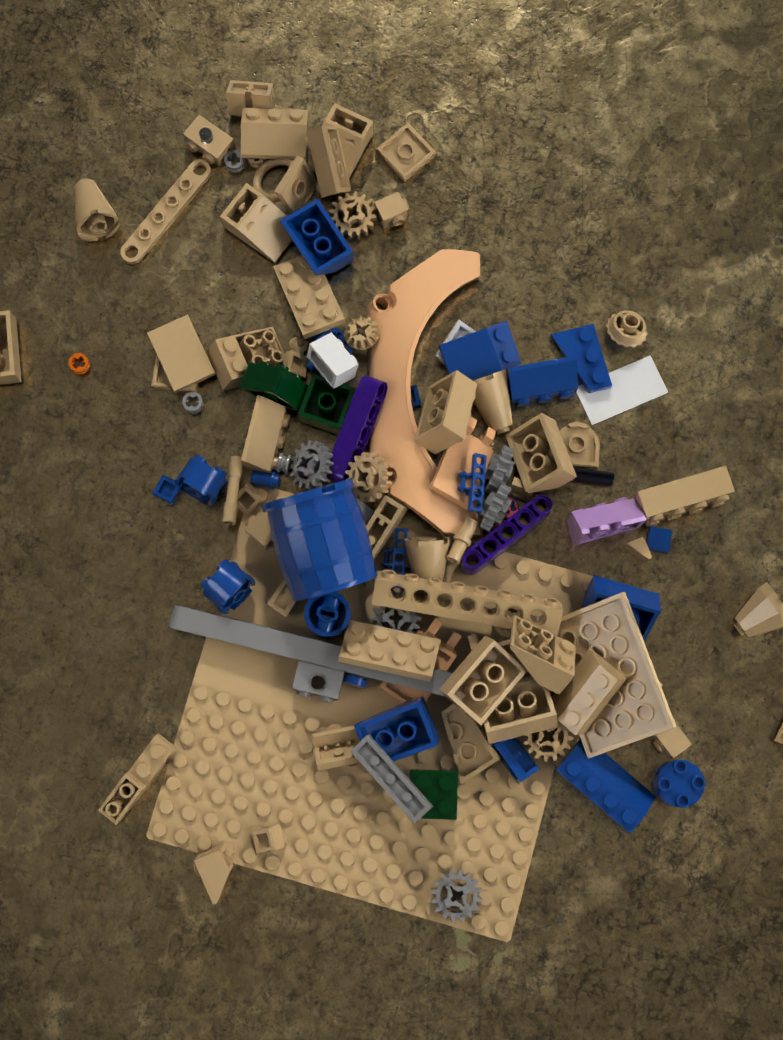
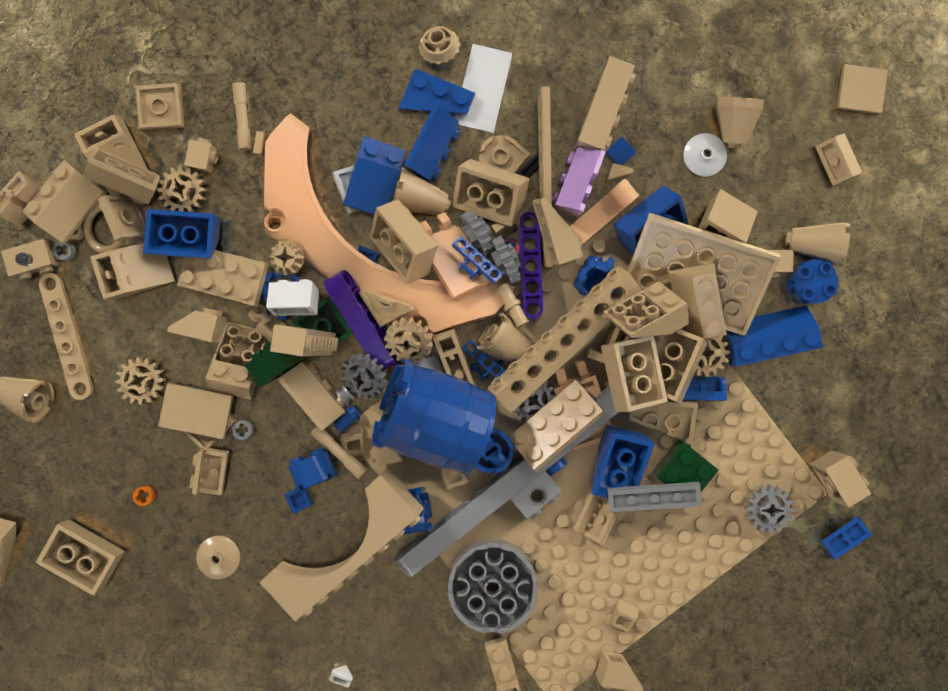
camera: 55 degrees left, 10 degrees up
(40, 634) = (341, 676): none -> white slope
(77, 467) = (226, 551): none -> tan dish
(138, 400) = (209, 471): none -> tan bracket
(170, 284) = (145, 387): none -> tan gear
(214, 563) = (389, 513): none -> tan arch
(219, 725) = (492, 609): none -> light grey brick
(256, 306) = (202, 325): none -> tan slope
(308, 381) = (303, 341): none -> tan brick
(380, 439) = (384, 308): none -> tan tile
(436, 247) = (259, 145): none -> tan tile
(457, 210) = (240, 103): none -> tan piece
(482, 986) = (845, 538): none -> blue hinge
(531, 938) = (841, 478): none -> tan brick
(540, 587) = (592, 273): none -> blue hair
(547, 535) = (559, 239): none -> tan slope
(587, 491) = (544, 142): none -> tan tile
(587, 559) = (604, 211): none -> light nougat beam
(675, 667) = (728, 217): none -> tan brick
(703, 618) = (698, 162): none -> white dish
(717, 763) = (821, 242): none -> tan cone

